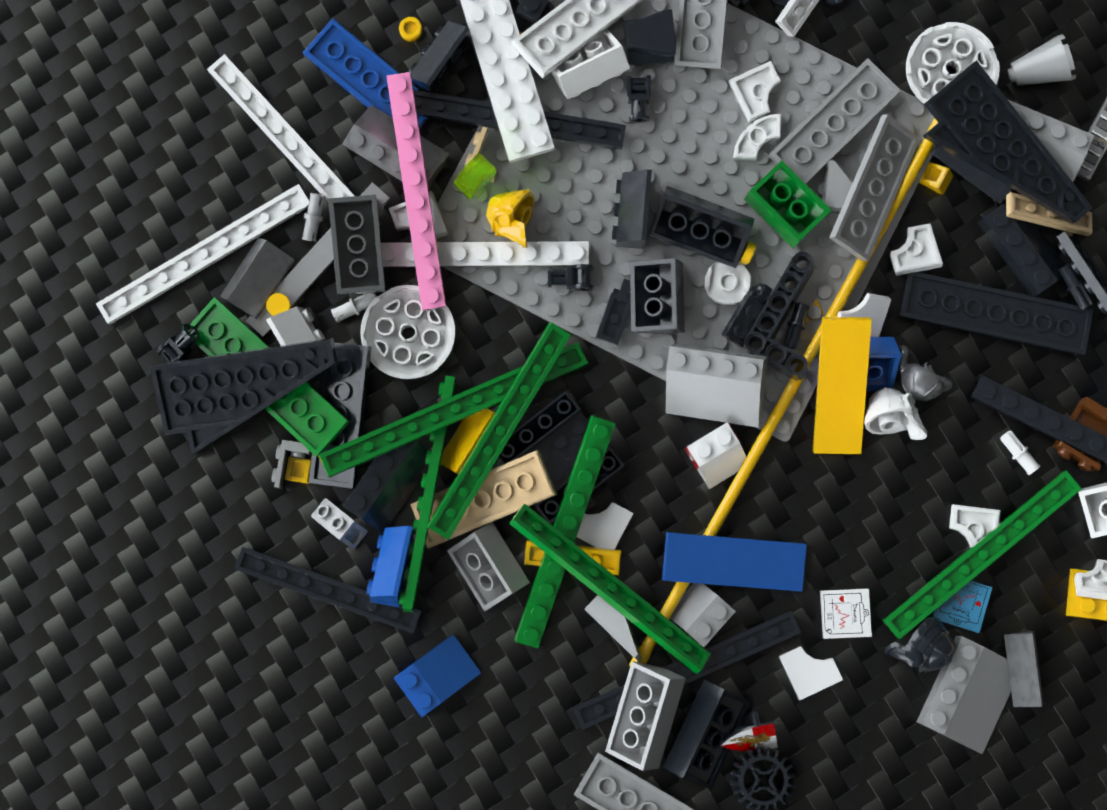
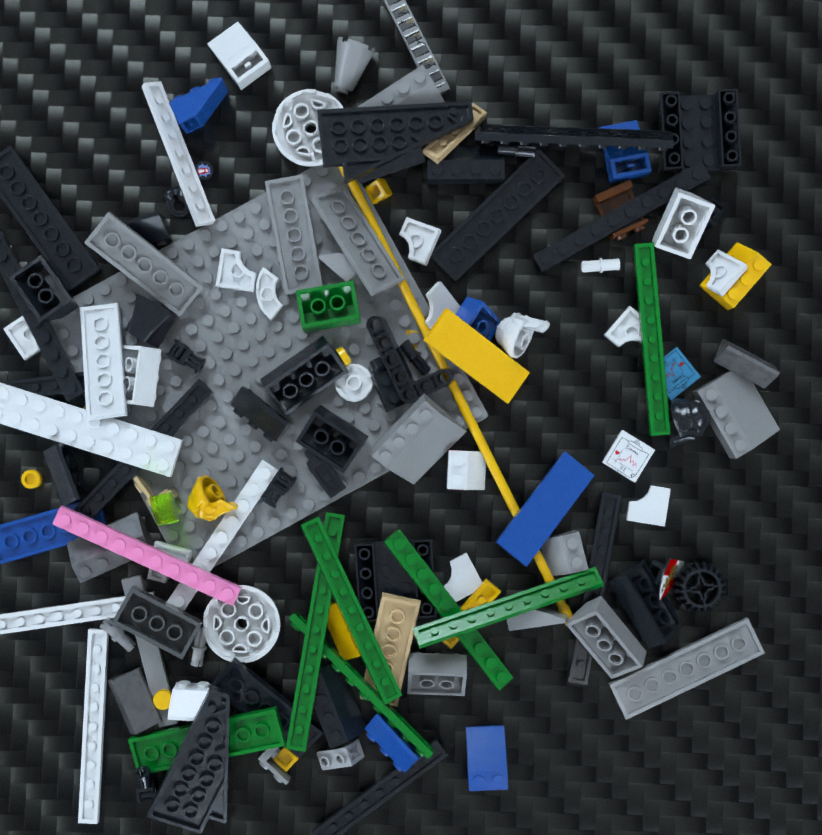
camera: 55 degrees left, 5 degrees up
(921, 380) = (508, 301): flat silver piece -> none

